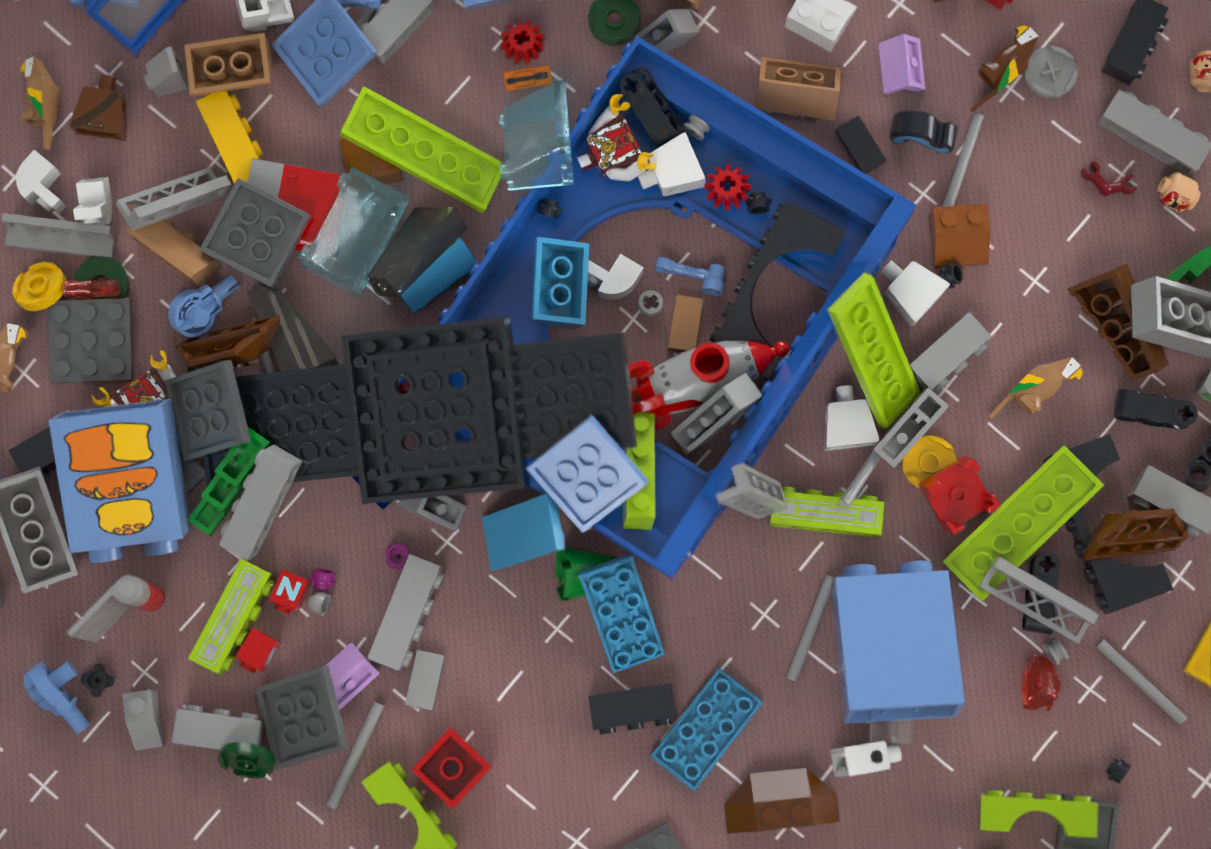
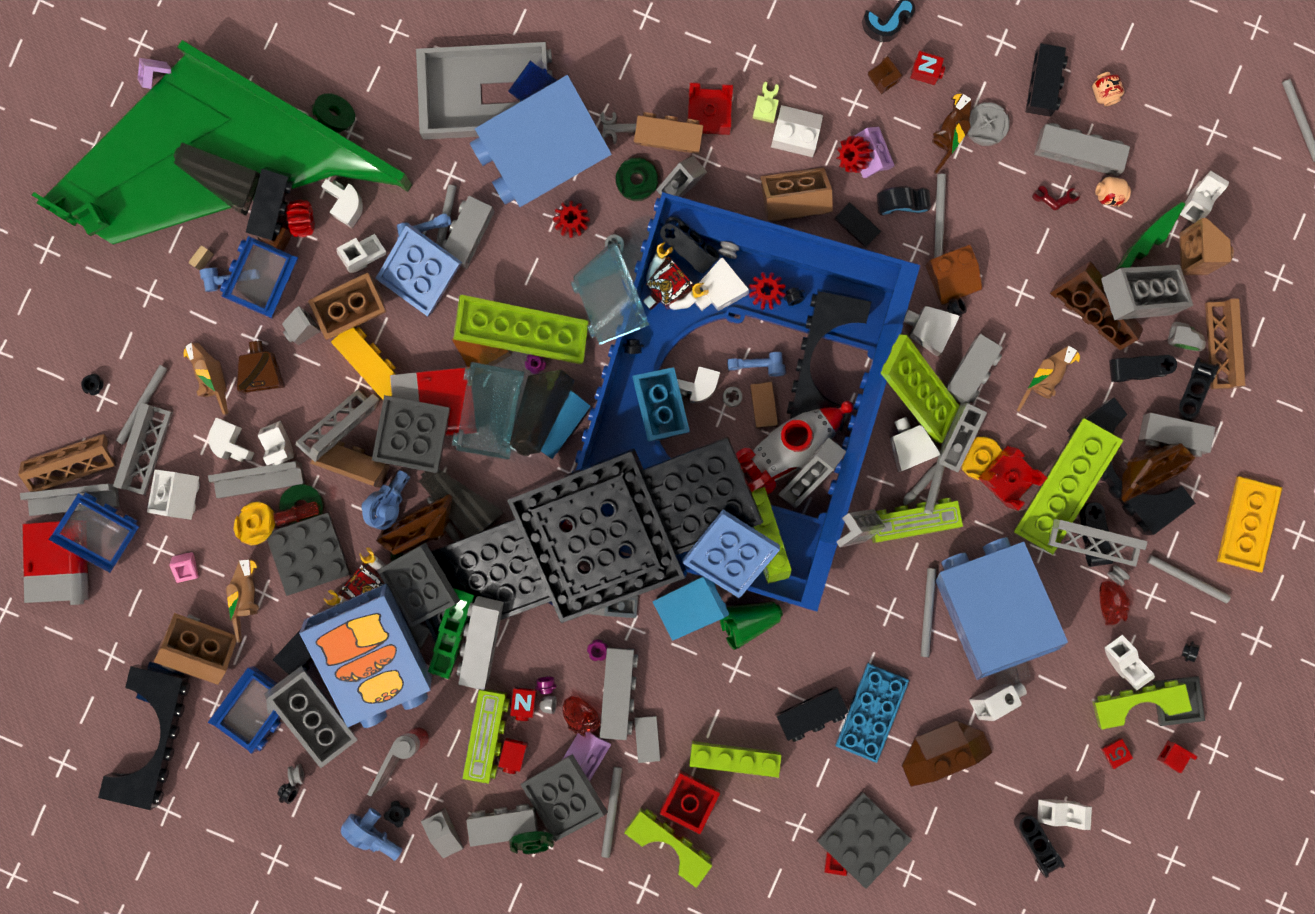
camera: 15 degrees left, 5 degrees up
(352, 627) = (580, 716): none -> clear red hat
(426, 189) = (535, 369): none -> magenta plate
(522, 734) = (735, 759): none -> lime brick
(527, 78) = (583, 246): orange sticker -> none
(572, 84) = (615, 237): none -> light grey bush
(621, 613) = (783, 645): dark azure tile -> none
(832, 482) = (924, 481): none -> light grey piece
(880, 60) = (854, 154): none -> red gear
(1035, 758) = (1127, 663): none -> white brick

